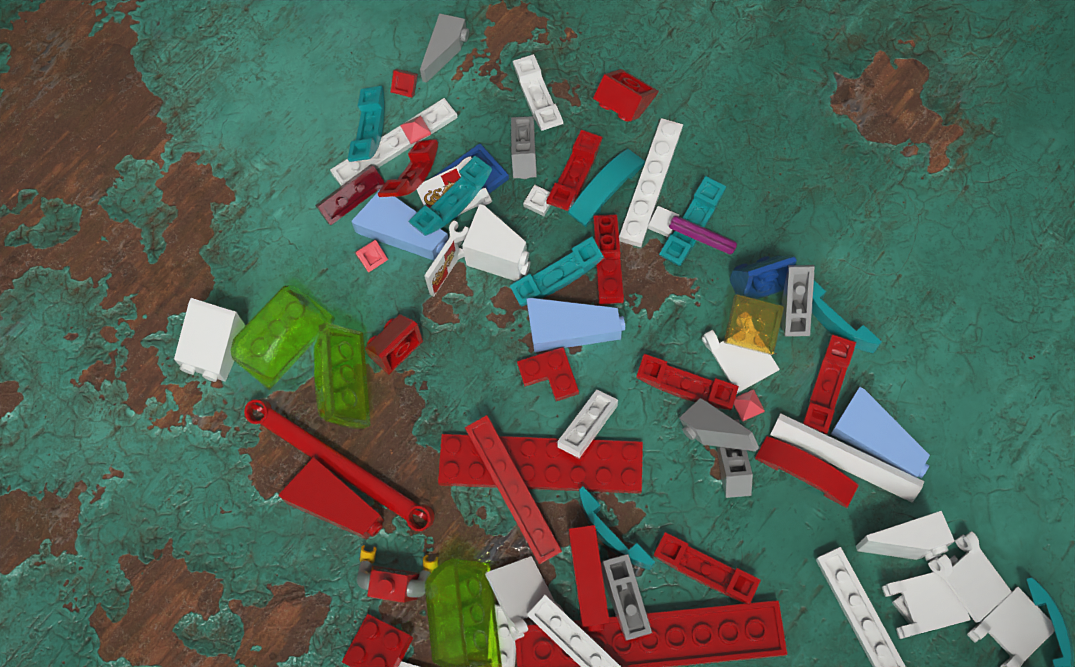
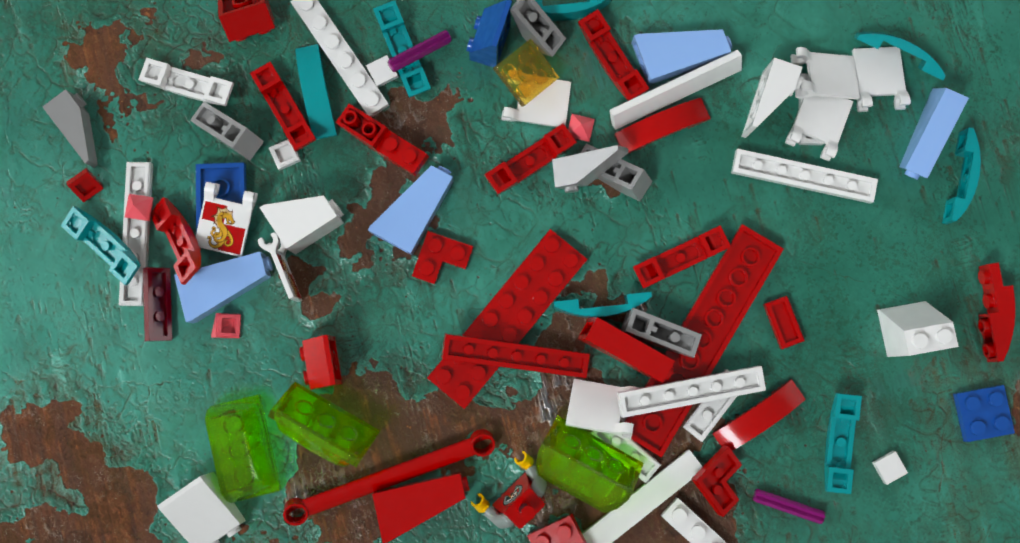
camera: 65 degrees left, 15 degrees up
(454, 200) = (235, 224): teal slope -> none
(559, 274) = (363, 188): teal slope -> none
(587, 423) = (506, 259): white plate -> none

